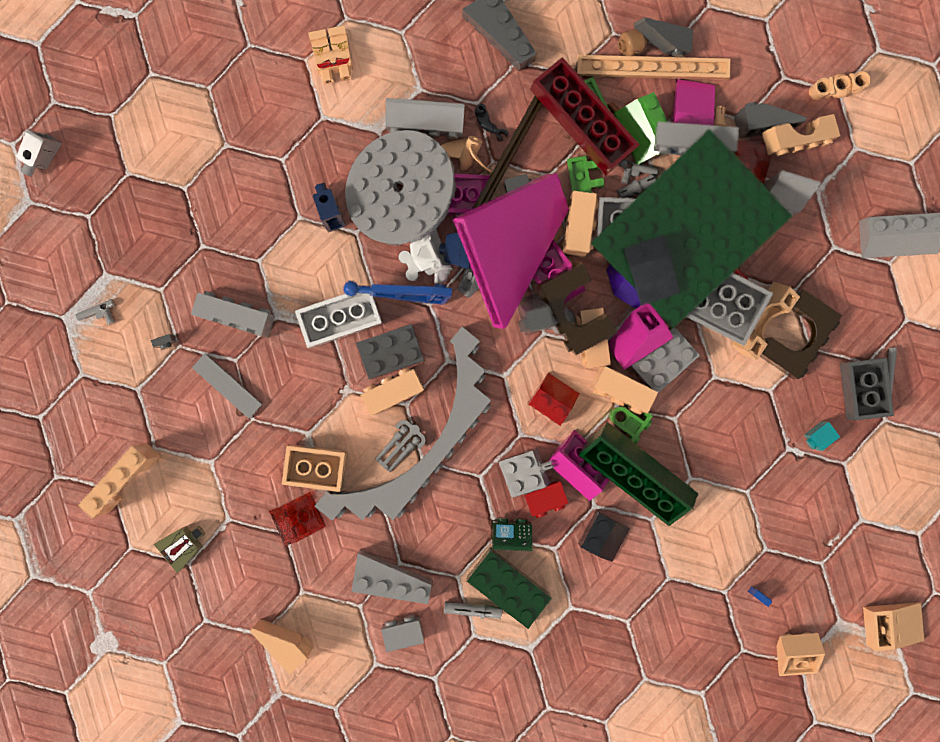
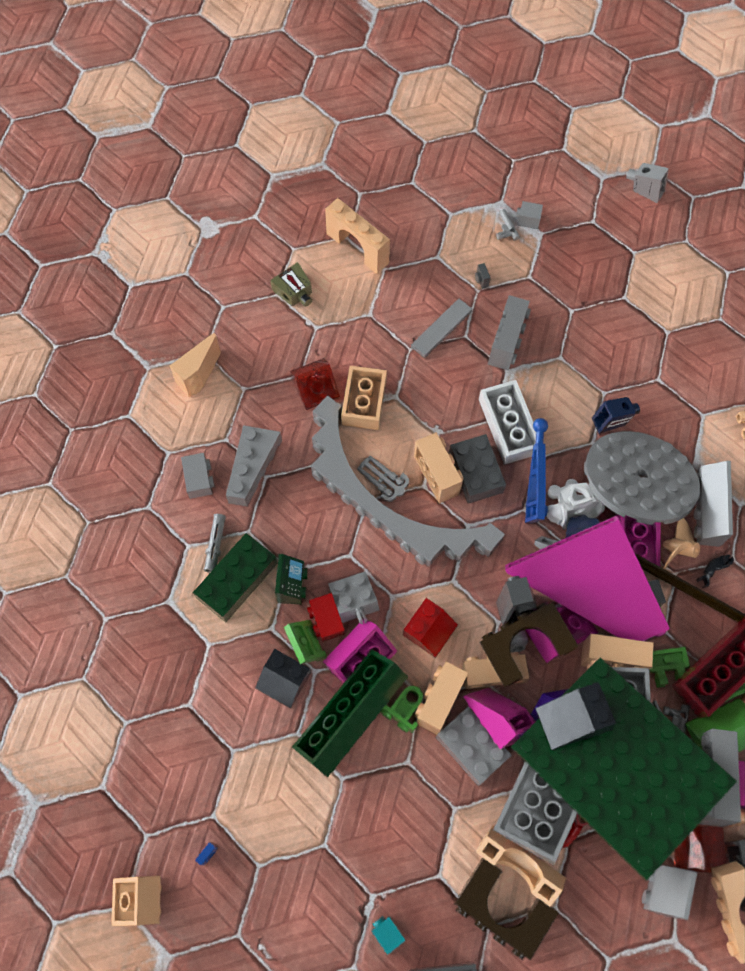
camera: 95 degrees right, 20 degrees down
(83, 287) = (529, 215): none -> light grey brick
(573, 521) = (304, 642): none -> bright green plate

